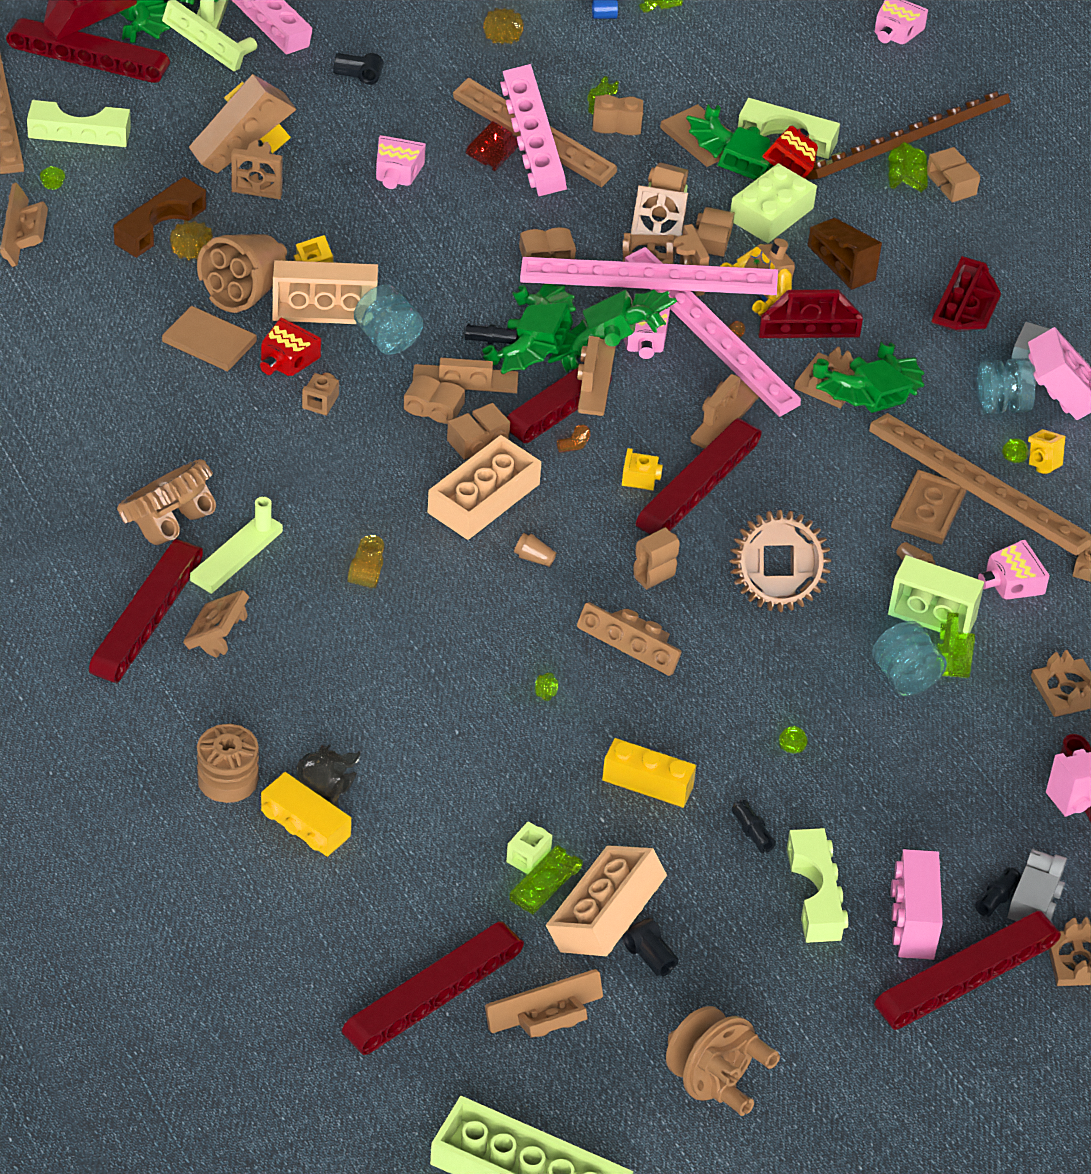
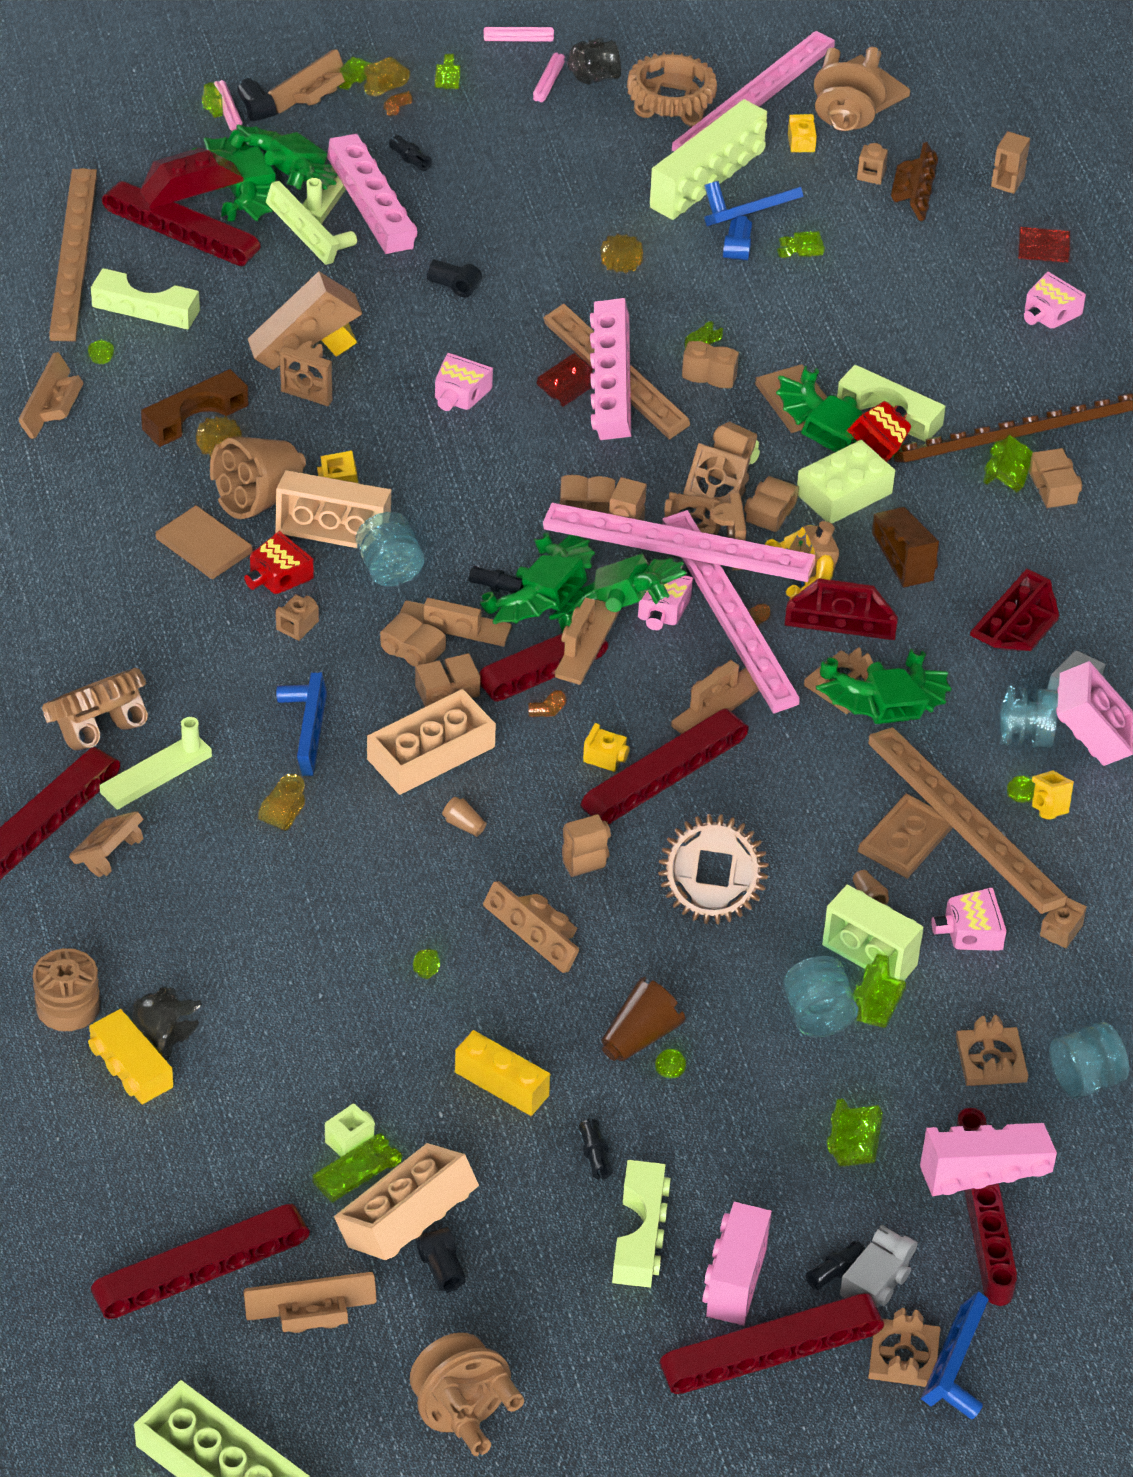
camera: 15 degrees right, 0 degrees up
(360, 460) = (315, 699): none -> blue piece
(592, 243) = (628, 499): none -> medium nougat piece
(759, 704) = (641, 1021): none -> reddish brown cone
(976, 774) = (854, 1134): none -> clear neon green bracket

